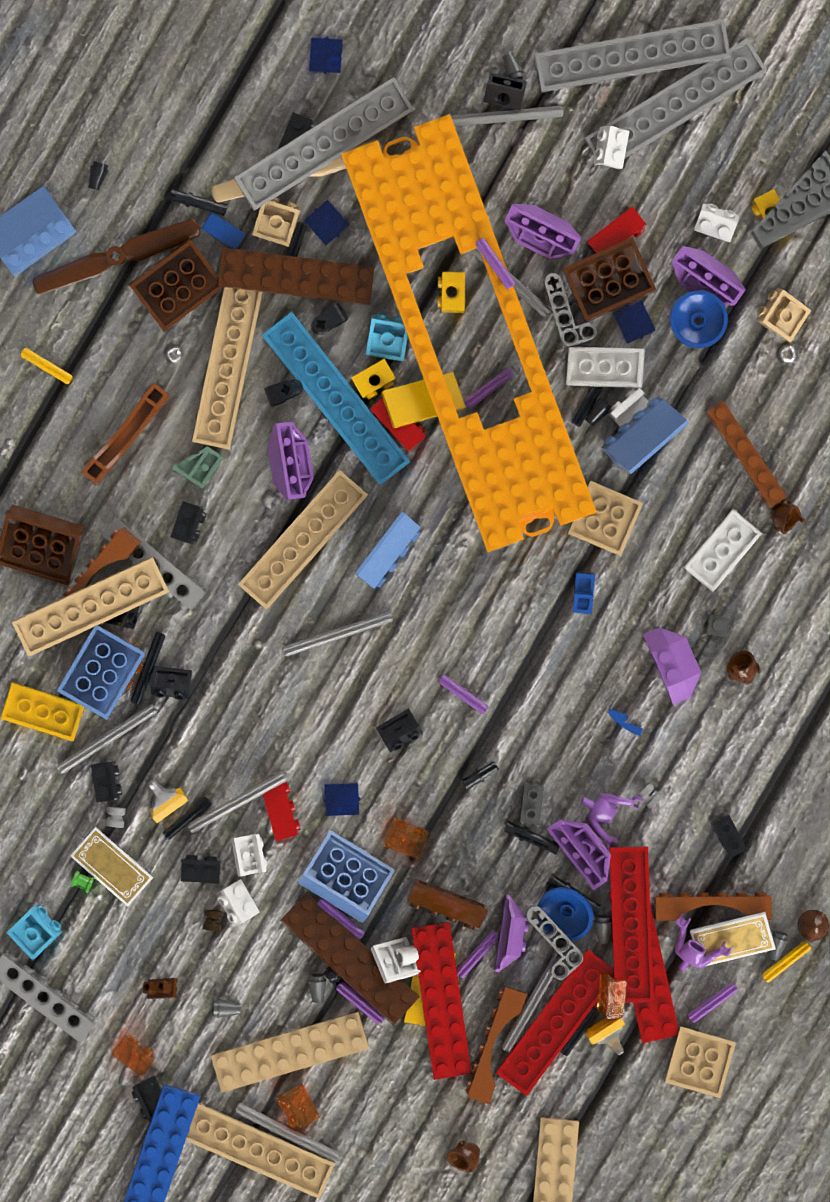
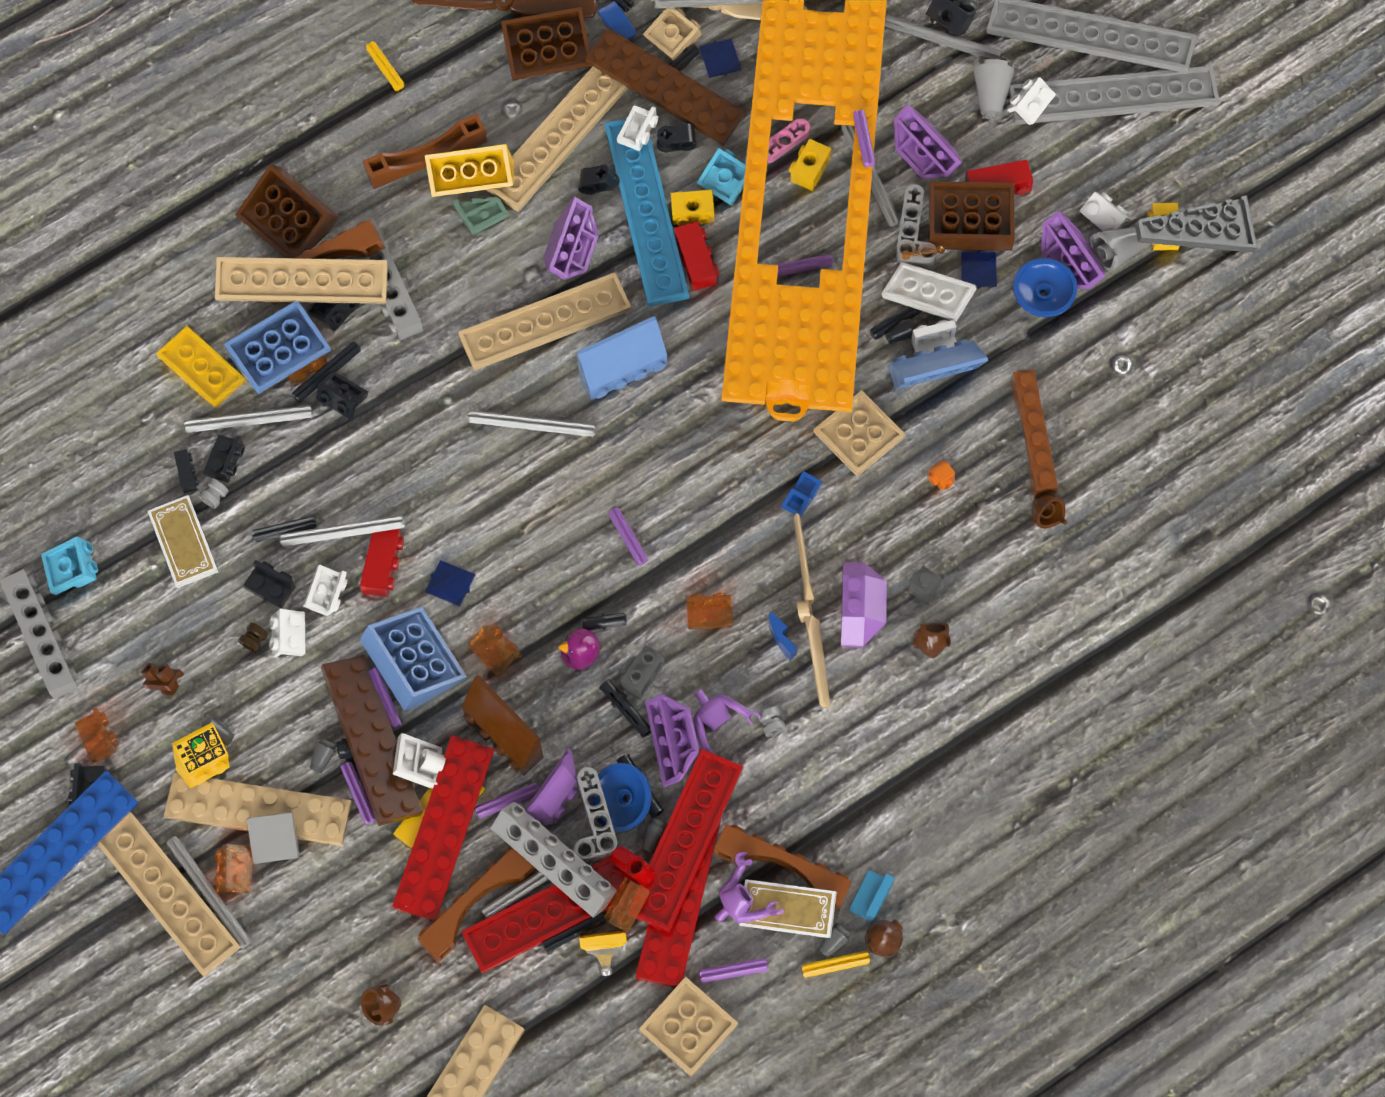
camera: 25 degrees right, 20 degrees down
(81, 807) = (186, 470): none -> black piece
(82, 881) = (144, 540): bright green bush -> none
(165, 800) = (271, 498): piece -> none
(174, 437) = (470, 170): none -> yellow slope
(188, 523) = (441, 258): black bracket -> none
(228, 1038) = (200, 755): none -> yellow slope
(293, 330) = (637, 127): none -> white bracket
(315, 1070) = (273, 837): none -> light grey tile
(399, 730) = (544, 541): black bracket -> none
(413, 403) = (720, 240): yellow tile -> none
(430, 267) = (789, 132): none -> bright pink beam
(473, 808) = (581, 647): none -> magenta piece
(540, 989) = (553, 859): none -> light grey brick
(558, 728) = (709, 611): none -> clear orange bracket
(572, 148) = (992, 85): none -> light grey cone
(573, 344) = (906, 254): none -> clear orange hinge
(601, 965) = (632, 865): none -> red piece
(643, 699) = (812, 624): none -> tan piece
(687, 525) = (941, 475): none -> orange plate
(722, 550) = (966, 517): white tile -> none
(728, 836) = (835, 800): black brick -> none
(740, 253) = (1115, 247): none -> light grey cone
(783, 314) = (1134, 322): tan plate -> none
(789, 895) = (871, 895): none -> dark azure panel

